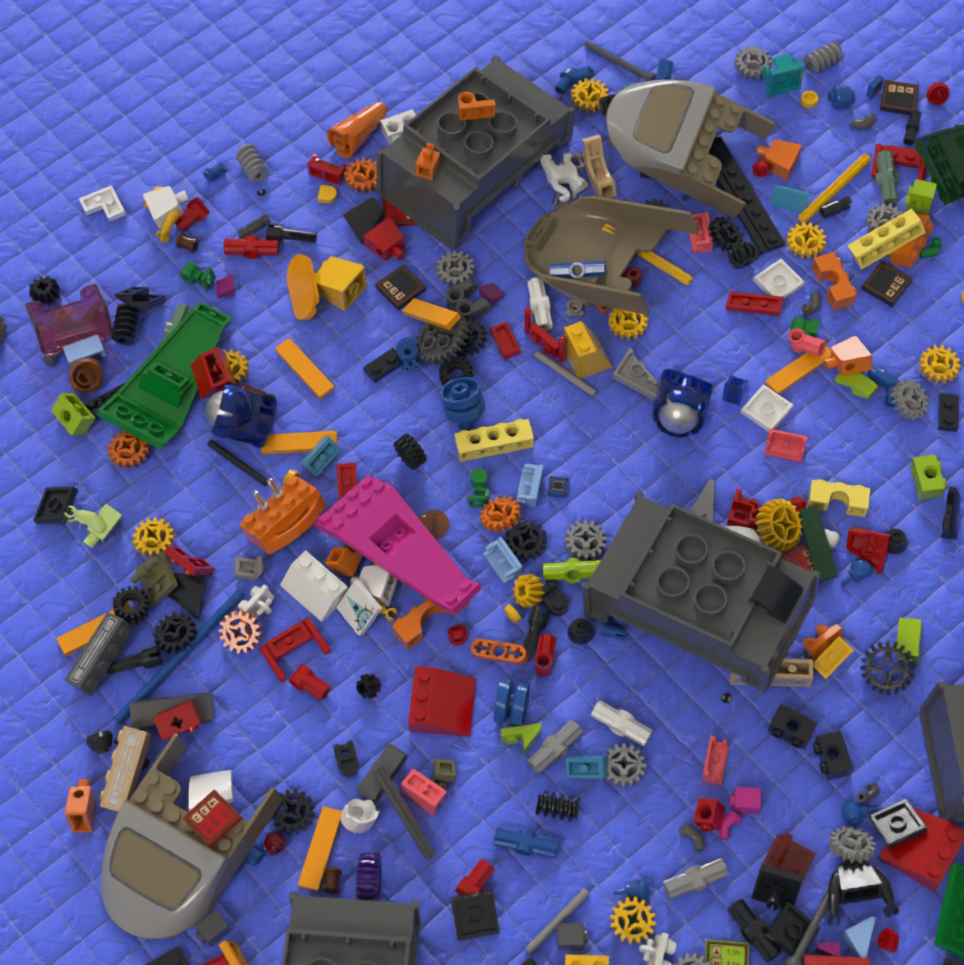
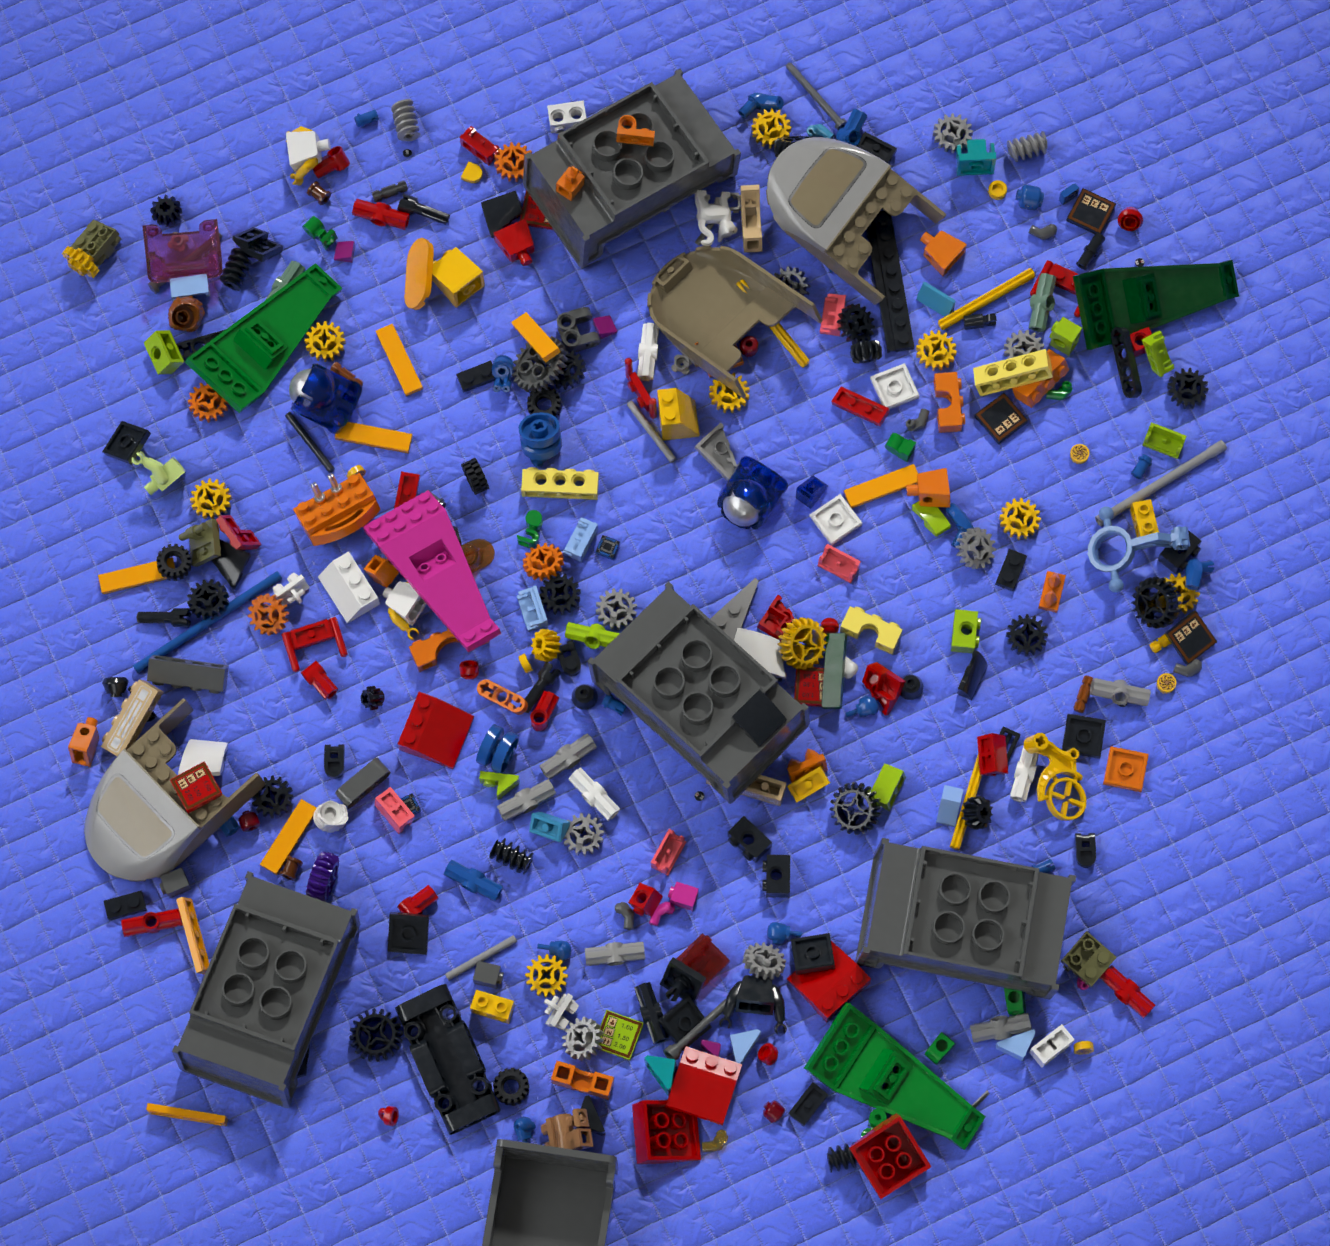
camera: 15 degrees right, 10 degrees up
(99, 653) = (133, 602): dark grey brick -> none
(103, 199) = (246, 122): white plate -> none
(165, 720) = (198, 679): red brick -> none
(212, 372) = (307, 346): red slope -> none
(248, 568) = (291, 553): light grey bracket -> none
(320, 456) = (389, 457): dark azure slope -> none
(355, 130) = (521, 108): orange cone -> none
(359, 607) = (383, 620): white tile -> none
(400, 287) = (517, 296): tile -> none
(404, 813) = (371, 825): dark grey axle -> none
(444, 770) = (419, 795): olive tile -> none
(454, 269) = (578, 283): light grey gear -> none
(505, 340) = (603, 381): red tile -> none
(583, 693) = (568, 756): none -> light grey piece
(589, 268) = (705, 328): piece -> none
(761, 168) = (918, 258): red tile -> none
(801, 342) = (895, 463): coral piece -> none
(873, 791) = (797, 921): dark grey arm -> none

